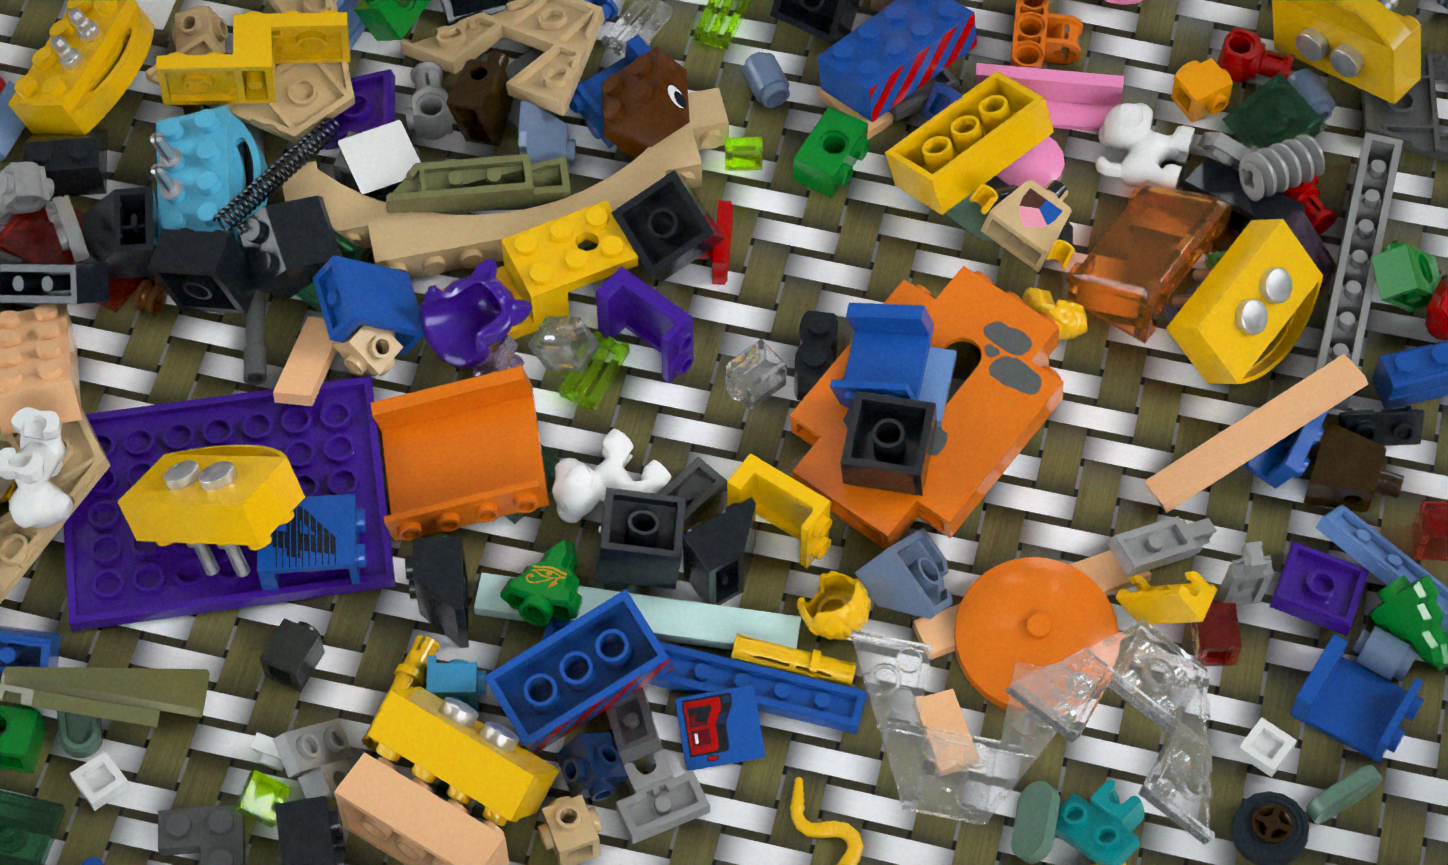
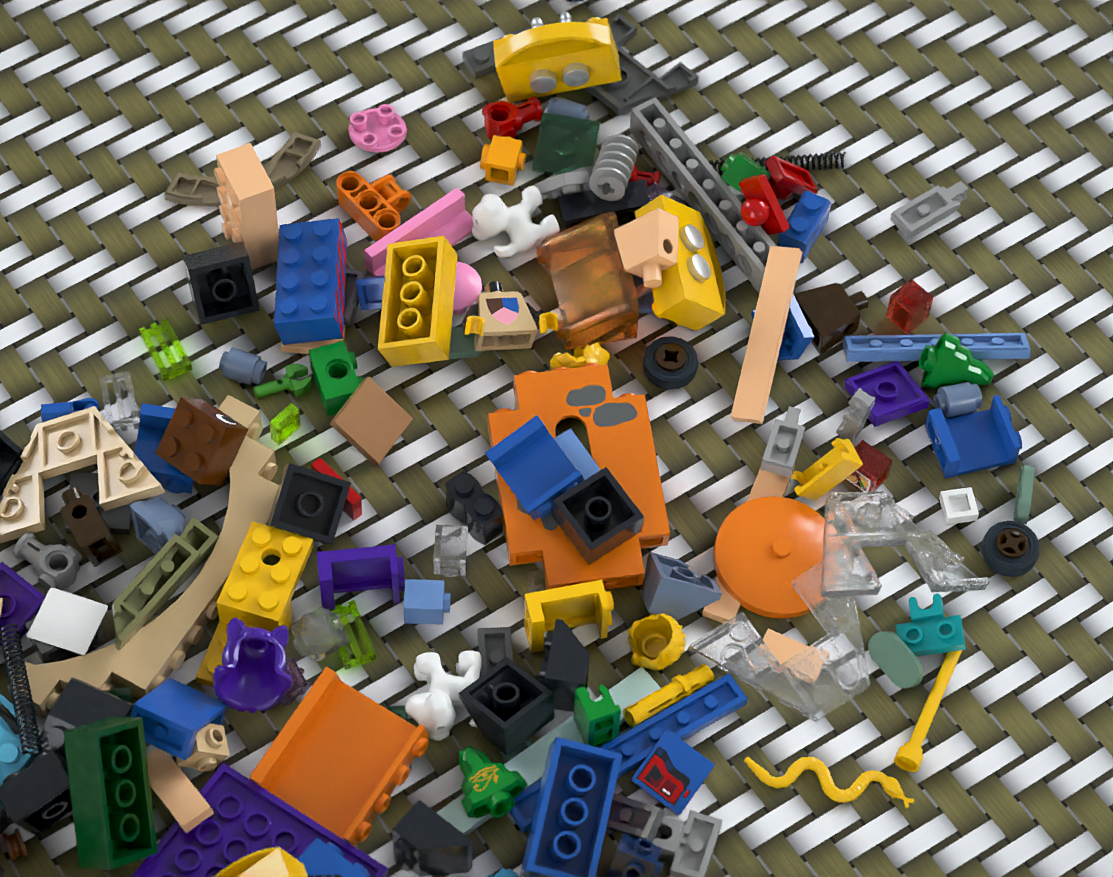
camera: 50 degrees left, 0 degrees up
(237, 307) = (110, 792): none -> dark green brick
(683, 396) = (425, 601): none -> medium blue brick
(691, 613) = (598, 720): none -> green hinge
(790, 124) = (287, 382): none -> bright green bar
(814, 210) = (371, 421): none -> medium nougat tile
(1130, 389) = (669, 373): none -> black wheel
(1218, 255) = (649, 245): none -> light nougat torso
(1379, 313) = (761, 205): none -> red tile
(1386, 427) = (819, 267): black hinge -> none

